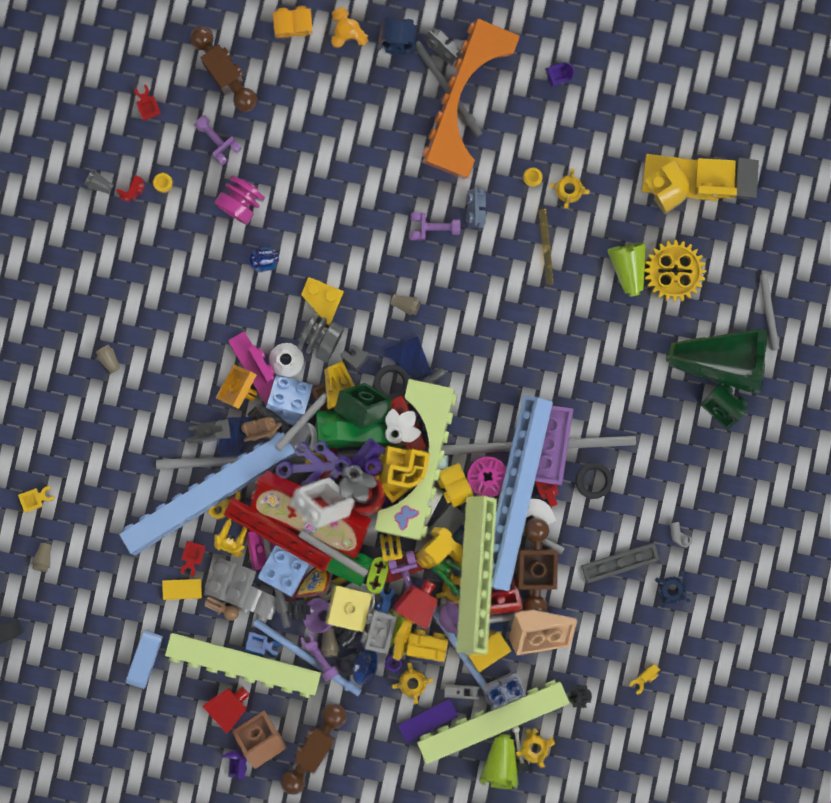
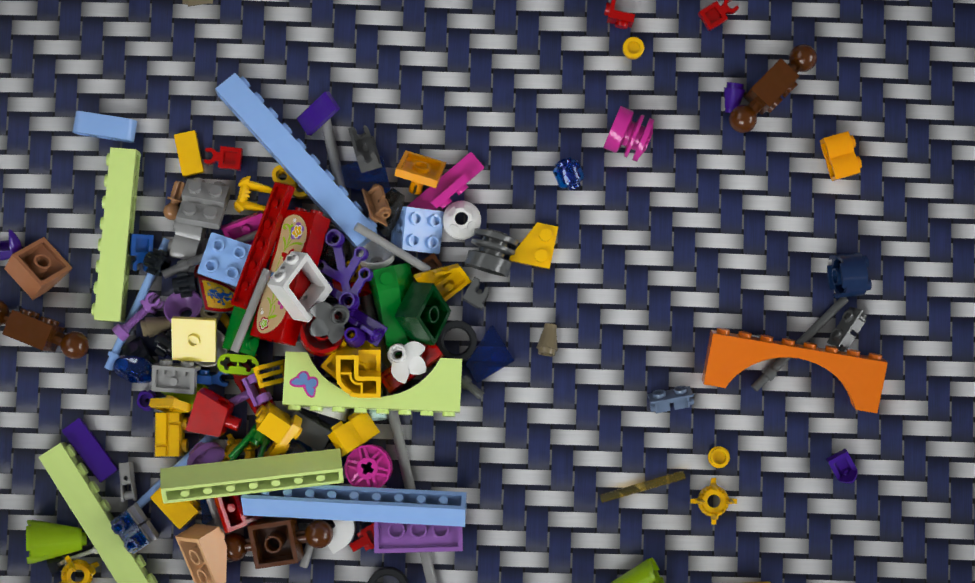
camera: 85 degrees right, 0 degrees up
(108, 358) = (428, 24): dark tan cone -> none
(169, 467) = (318, 113): none -> dark purple tile
(203, 124) = (707, 78): medium lavender bar -> none
(222, 104) = (733, 95): none -> dark purple cone
(227, 707) = (66, 226): red torso -> none
(274, 631) = (156, 261): none -> black gear
(346, 29) = (845, 217): light orange animal -> none
(422, 683) = (135, 417): yellow piece -> none
(454, 226) = (644, 378): medium lavender bar -> none

